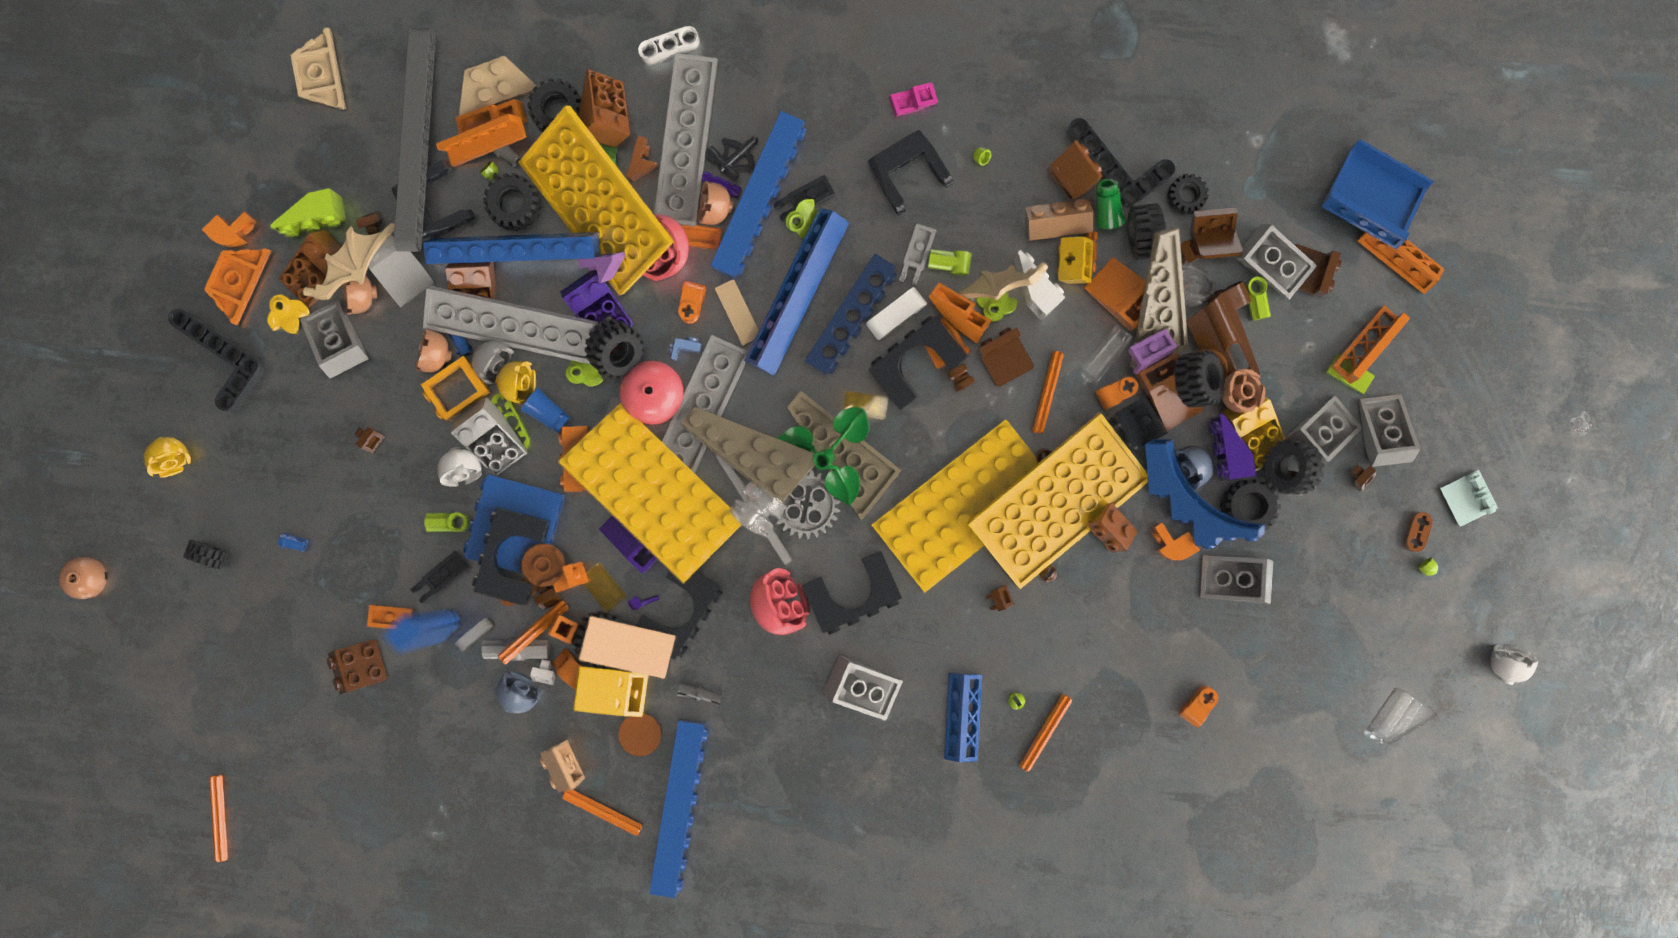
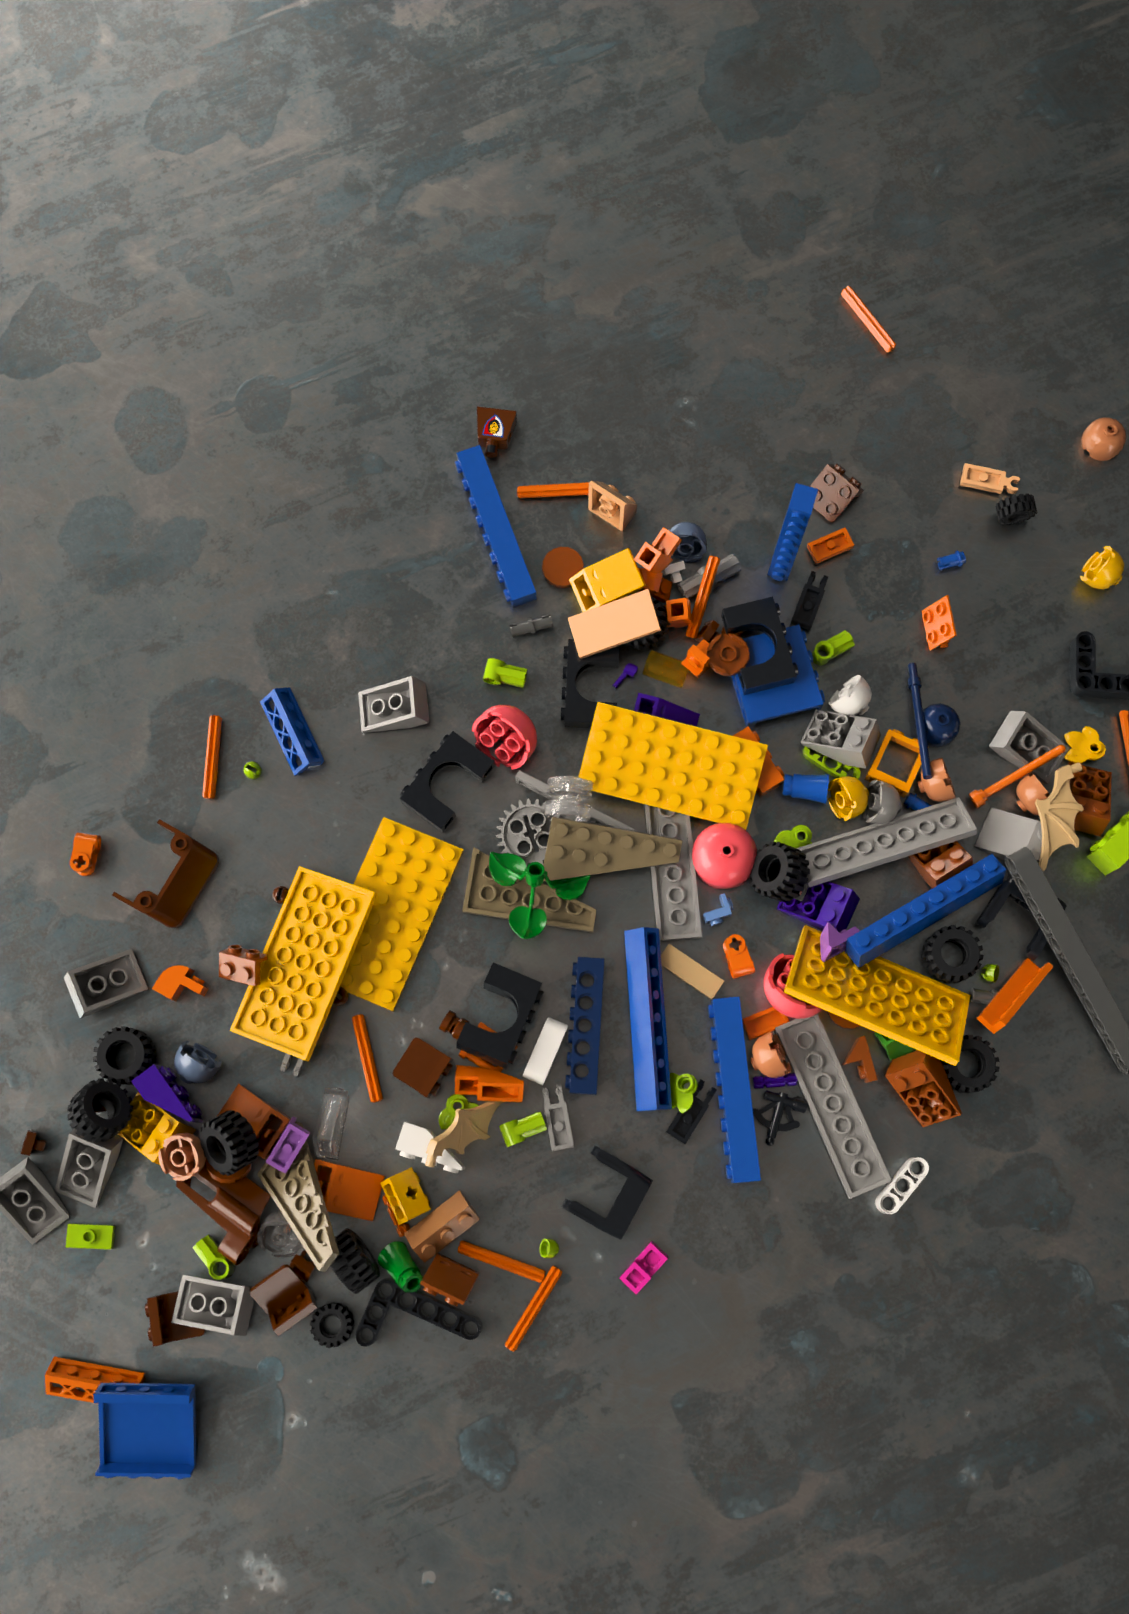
camera: 150 degrees right, 10 degrees down
(211, 599) = (987, 479): none -> light nougat plate
(341, 489) = (939, 623): none -> orange hinge
(368, 439) = (943, 679): reddish brown tile -> none
(370, 222) = (1065, 865): reddish brown tile -> none
(397, 448) = (914, 684): none -> dark blue bar
(399, 402) = (941, 724): none -> dark blue cylinder
(403, 319) = (980, 796): none -> orange piece
(474, 634) = (751, 570): light grey beam -> none
(488, 113) = (1021, 1022): orange slope -> none
(493, 84) = (1038, 1053): tan wing -> none
(549, 690) = (658, 555): none -> orange brick
(626, 904) = (495, 429): none -> reddish brown torso
(752, 666) = (499, 672): none -> lime piece
(873, 404) = (527, 952): clear yellow slope -> none
(1001, 598) = (311, 849): reddish brown tile -> none
(1019, 117) = (533, 1308): none -> orange axle
(1025, 167) = (501, 1261): none -> orange axle
(1114, 394) = (304, 1090): orange piece -> none
(1127, 626) = (182, 886): none -> reddish brown windscreen
(1140, 423) = (266, 1074): black bracket -> none
(1210, 525) = (183, 1022): blue arch -> none
(1376, 348) = (75, 1271): orange fence -> none

